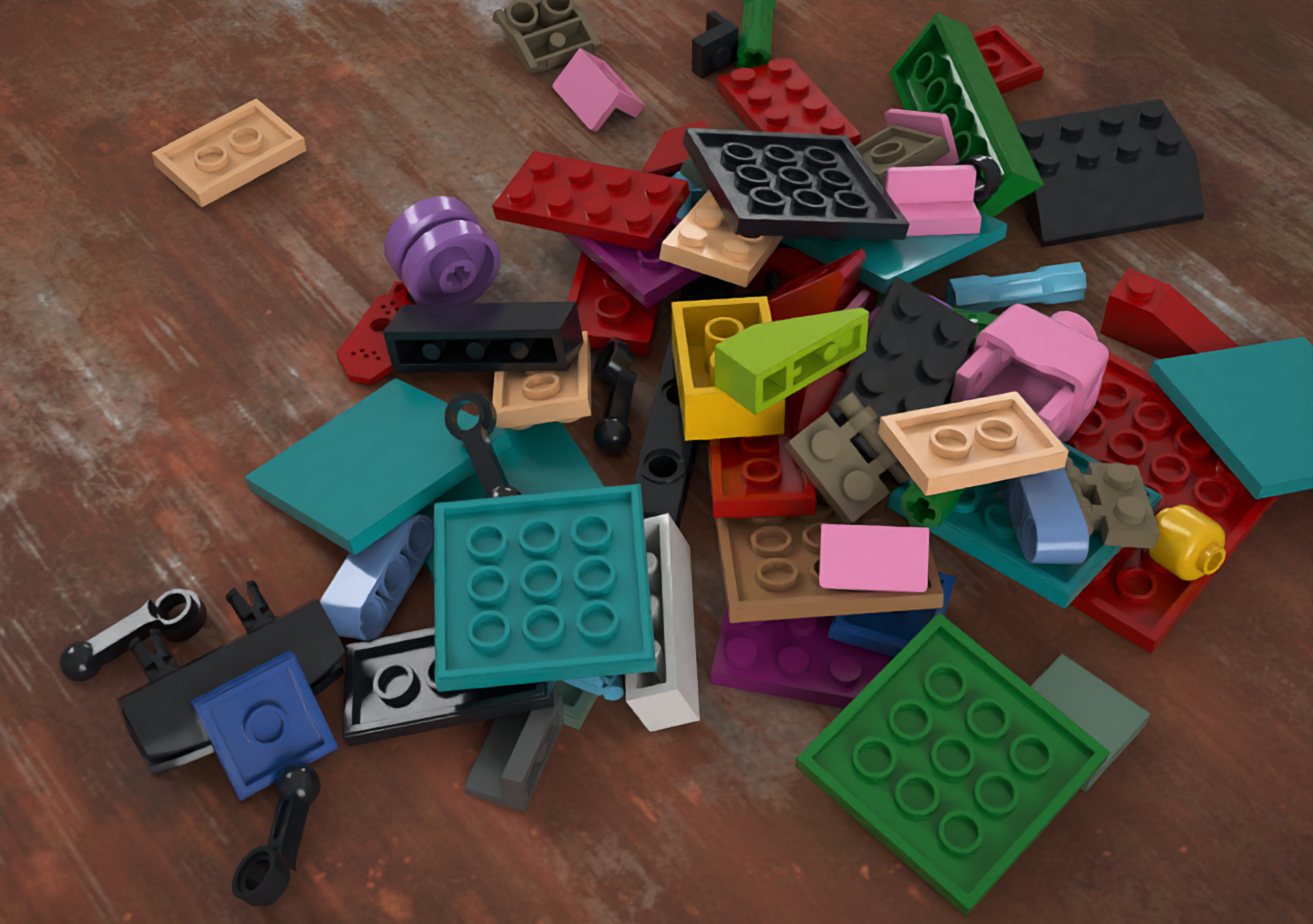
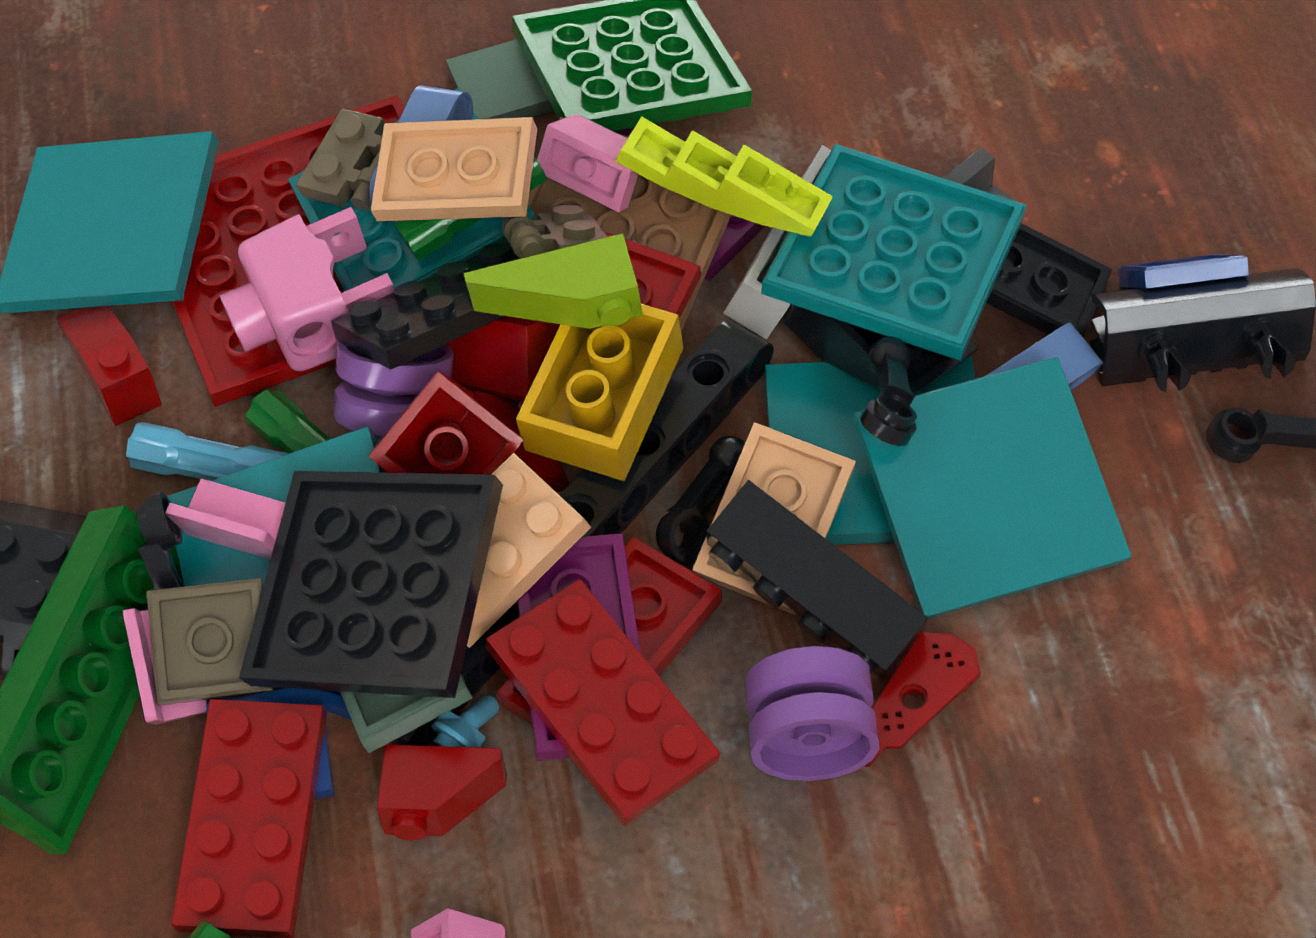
camera: 150 degrees left, 5 degrees up
(266, 869) = (1167, 240): black piece -> none
(720, 549) = (738, 185): none -> neon yellow slope
(1188, 543) = (306, 122): yellow head -> none

